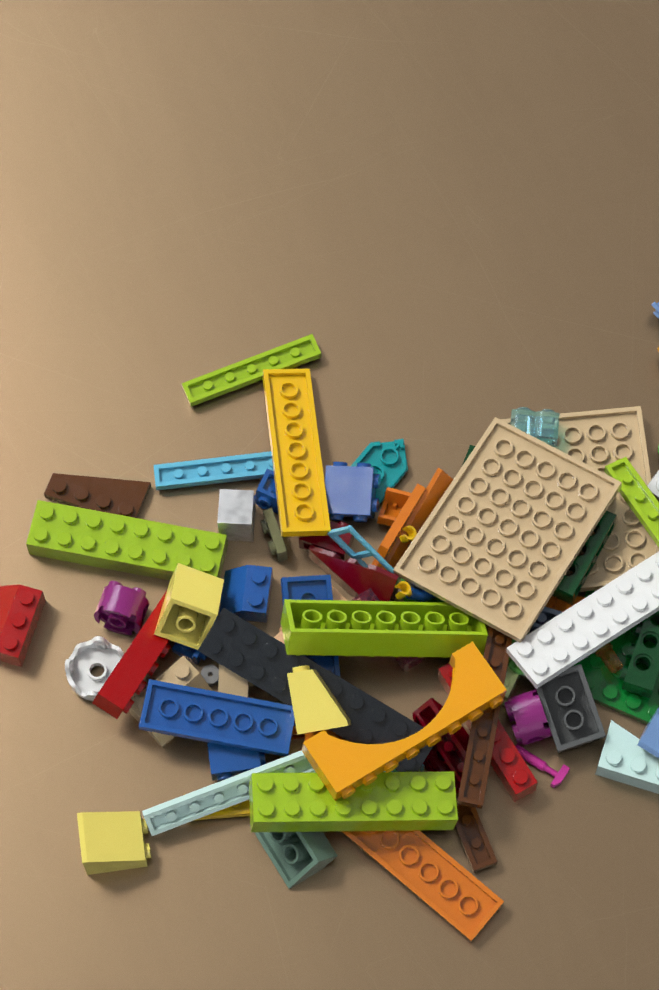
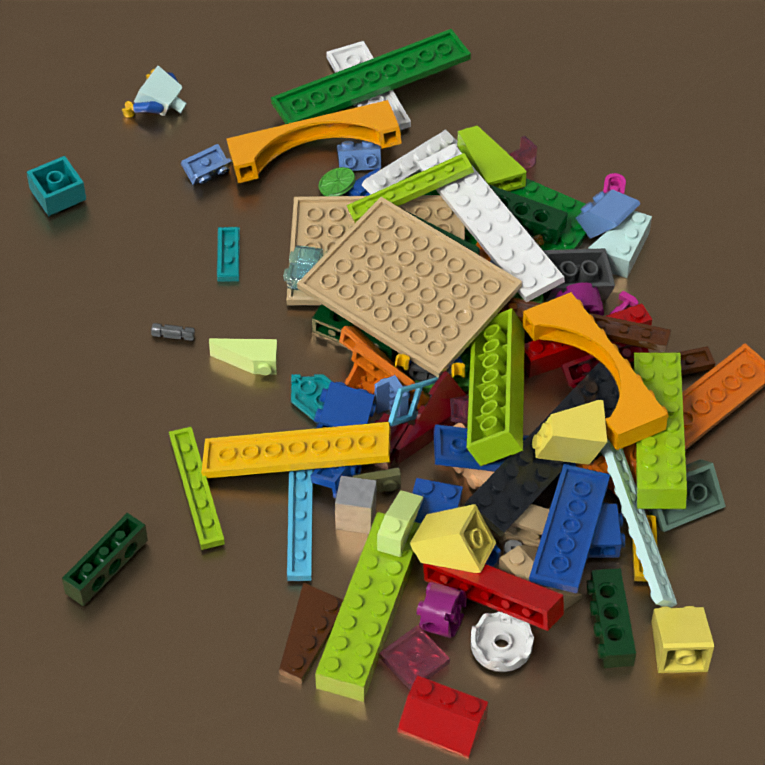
camera: 85 degrees left, 15 degrees down
(73, 592) = (414, 656): none -> clear pink plate
(147, 780) = (610, 583): none -> dark green brick
(154, 301) = (104, 559): none -> dark green brick
(206, 551) = (398, 523): none -> yellowish green slope
(375, 533) = (385, 396): none -> medium blue bracket
(420, 398) = (251, 355): none -> yellowish green slope
(445, 319) = (173, 331): none -> dark grey axle
(560, 356) = (228, 254): none -> teal tile
(617, 172) = (56, 185): none -> teal brick

